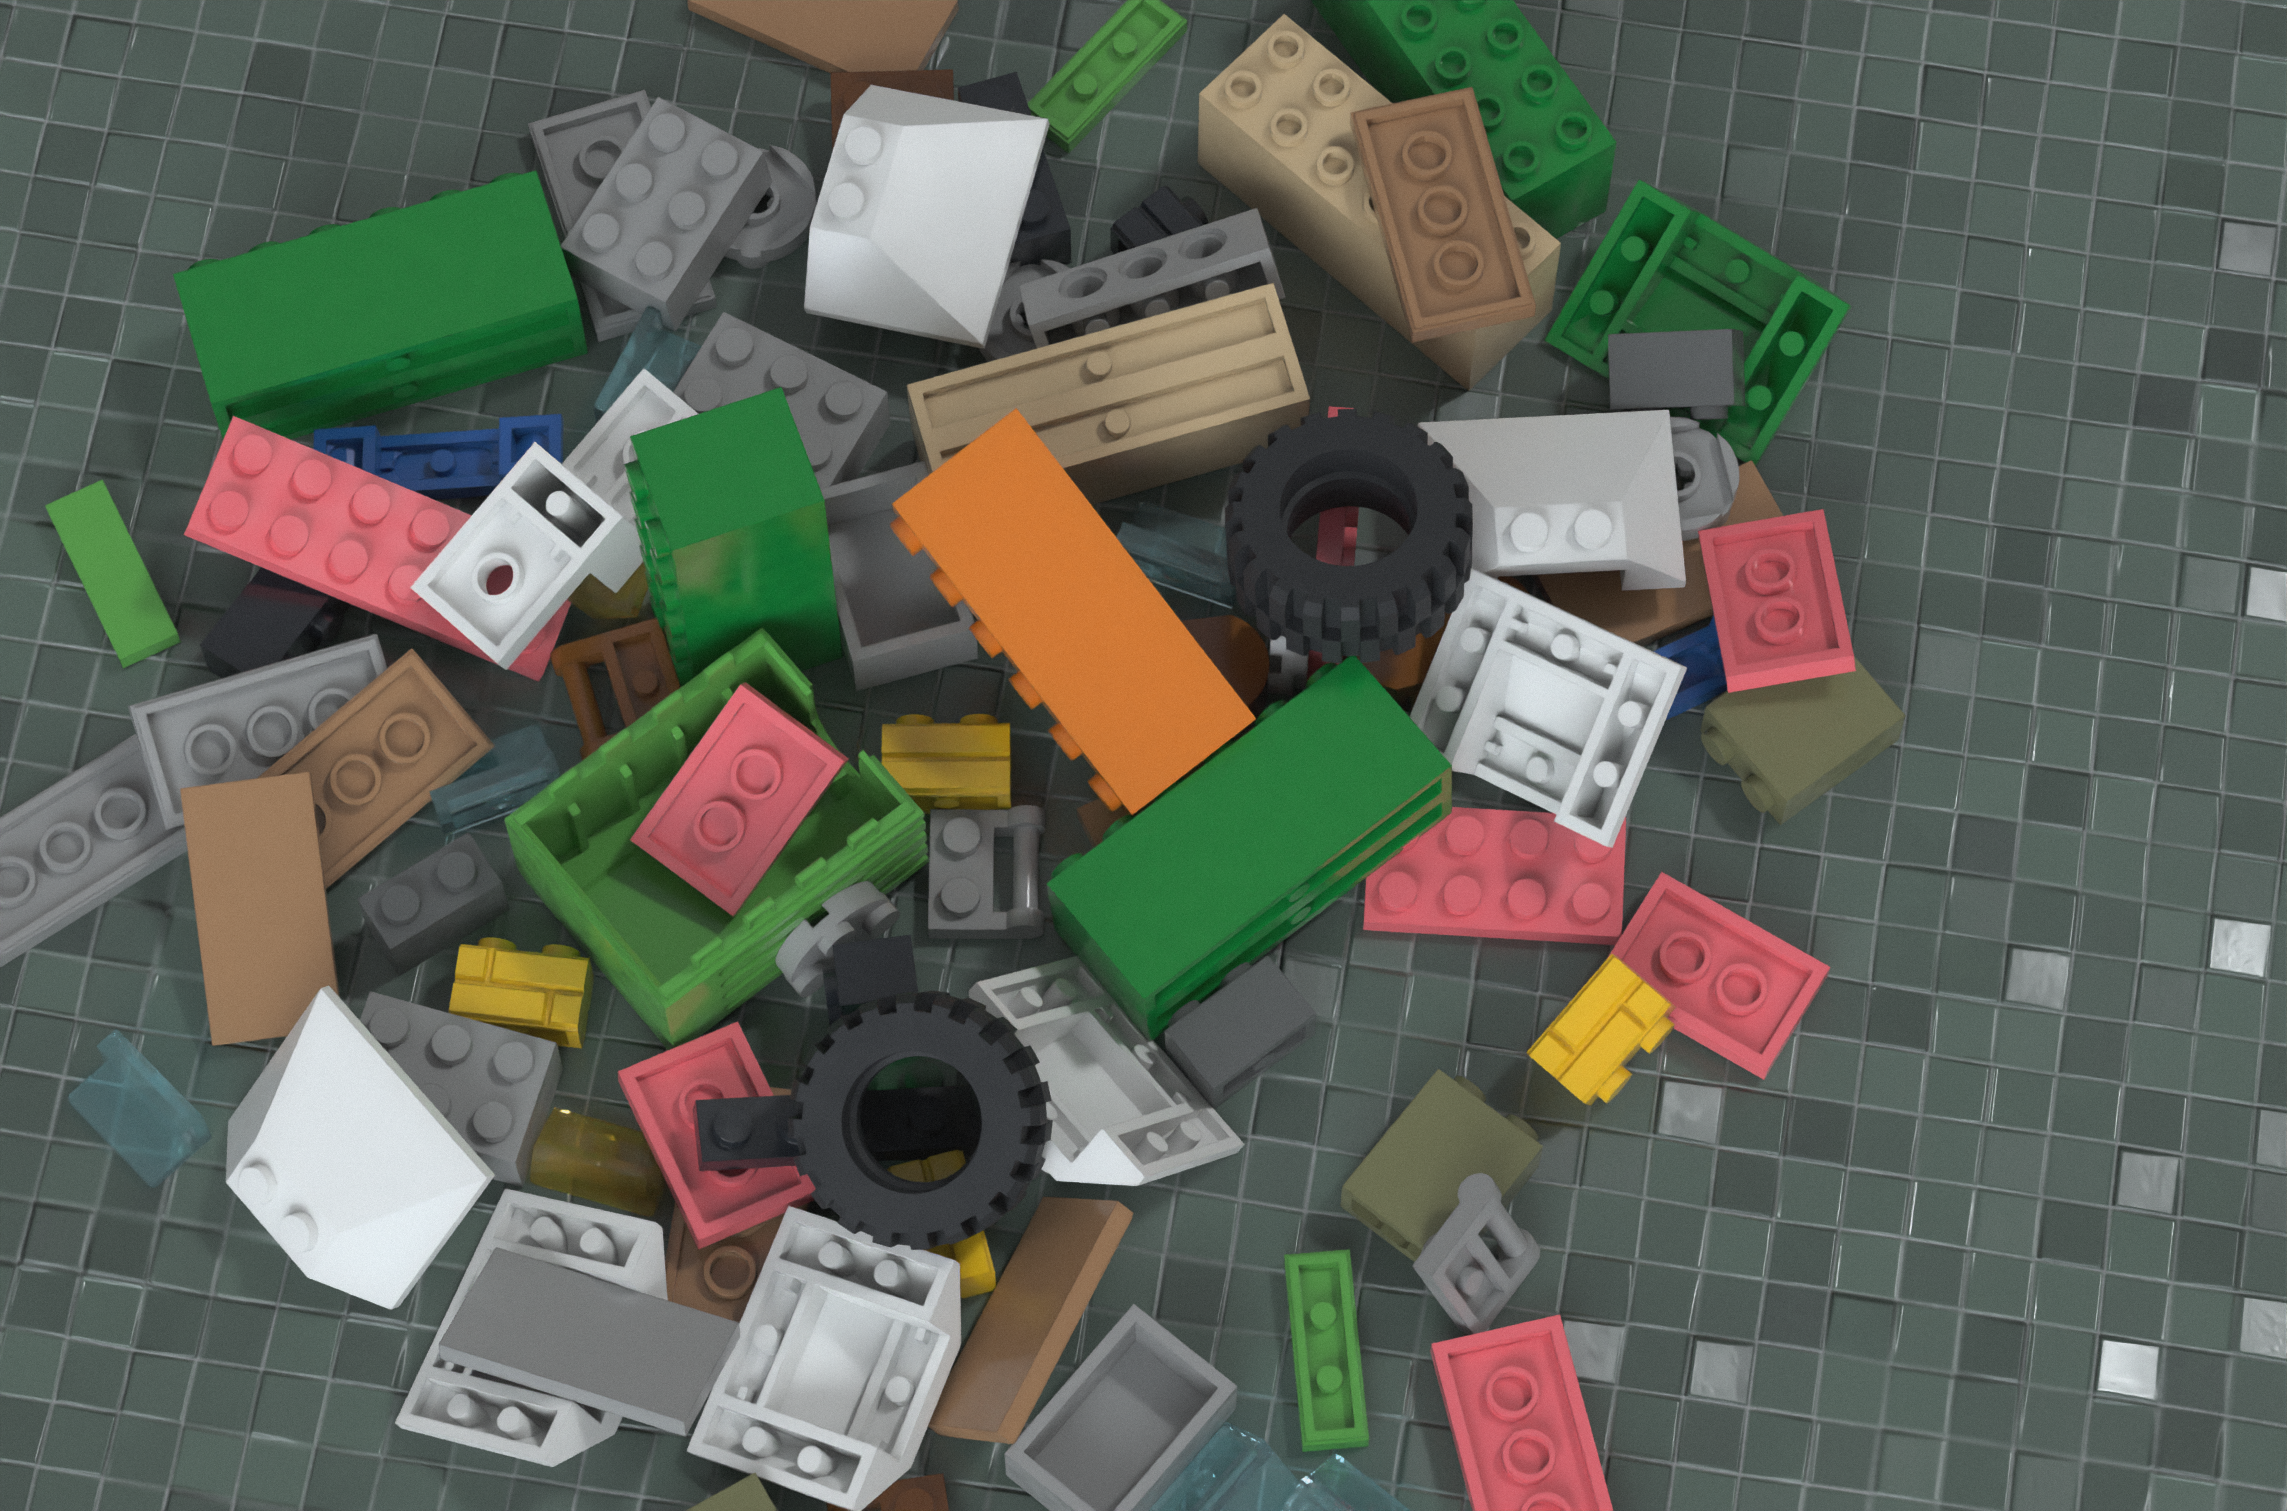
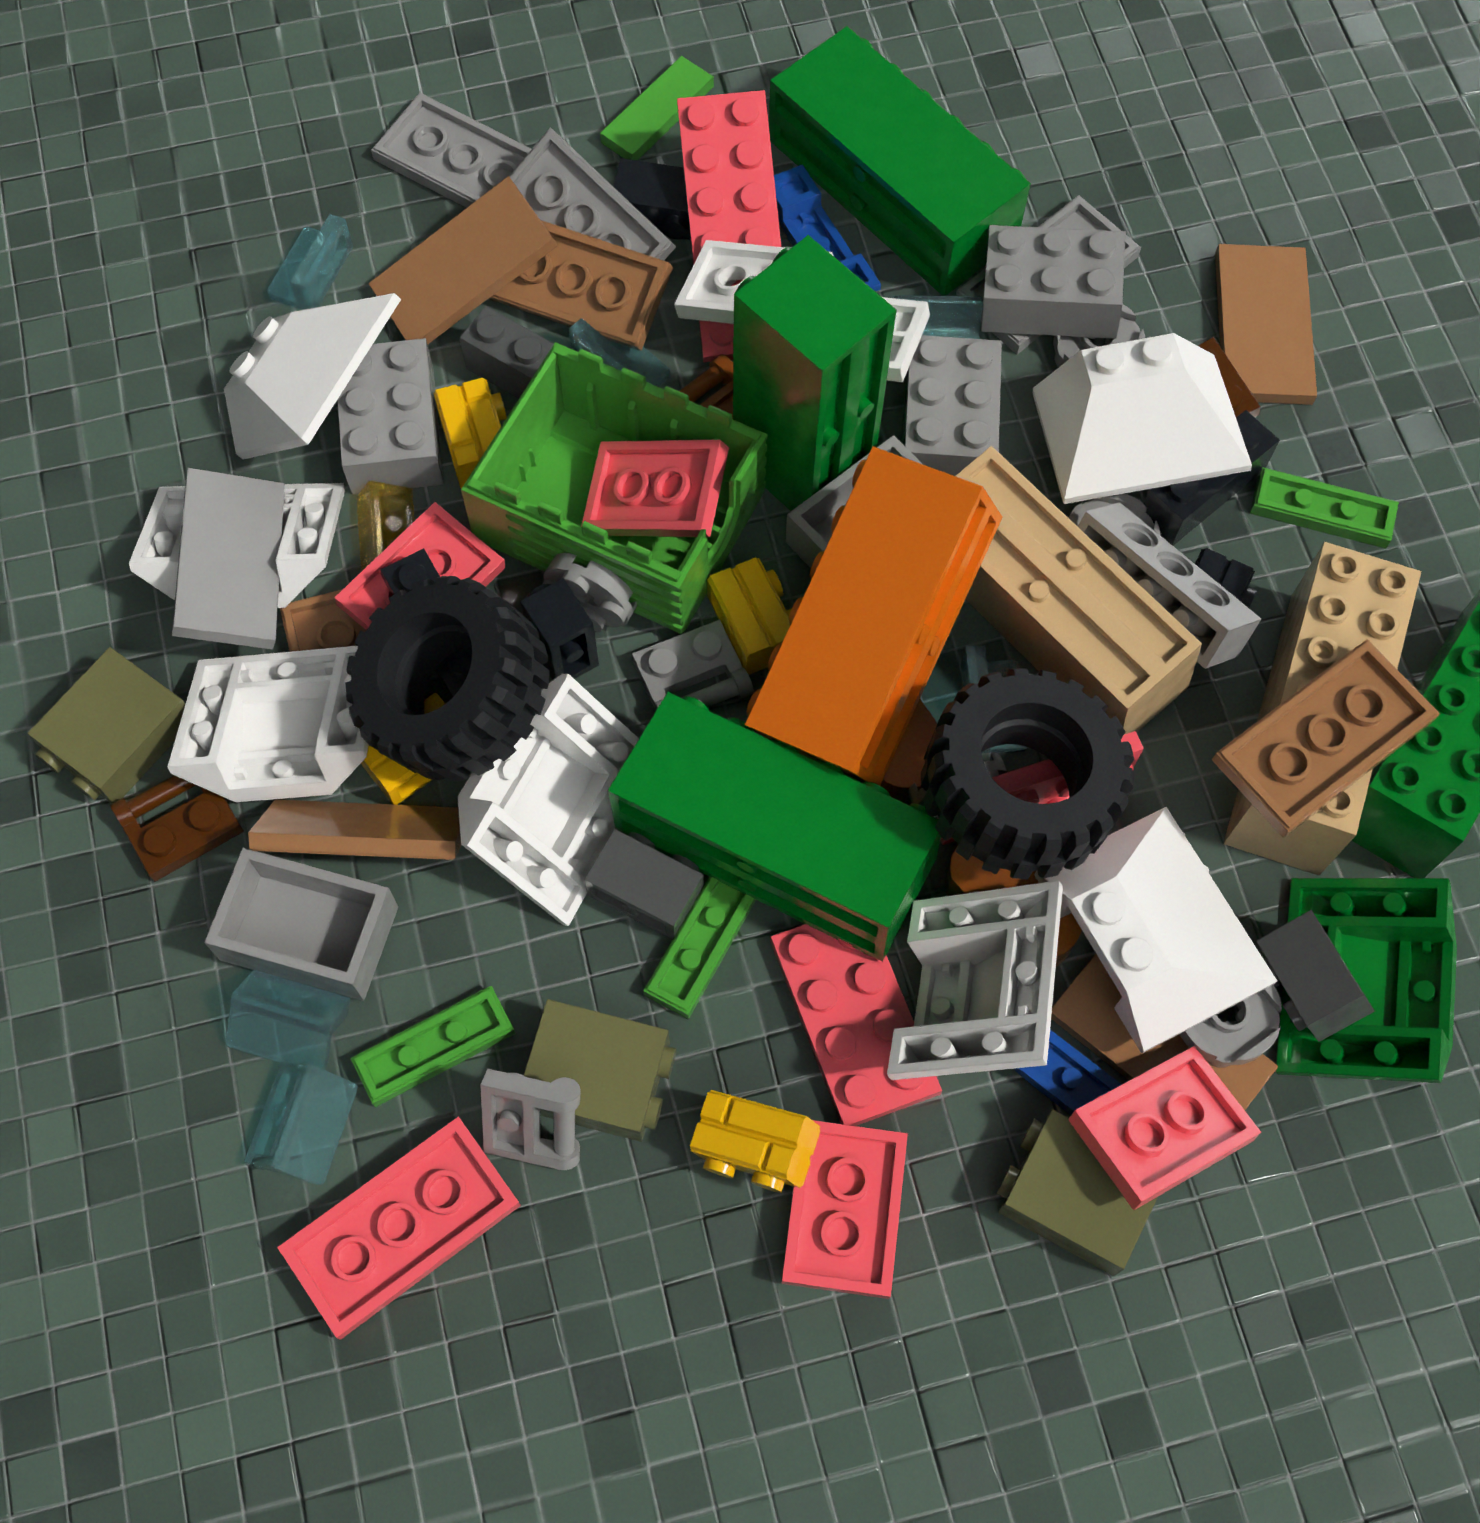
camera: 65 degrees right, 0 degrees up
(1346, 1013) = (698, 947): none -> bright green tile

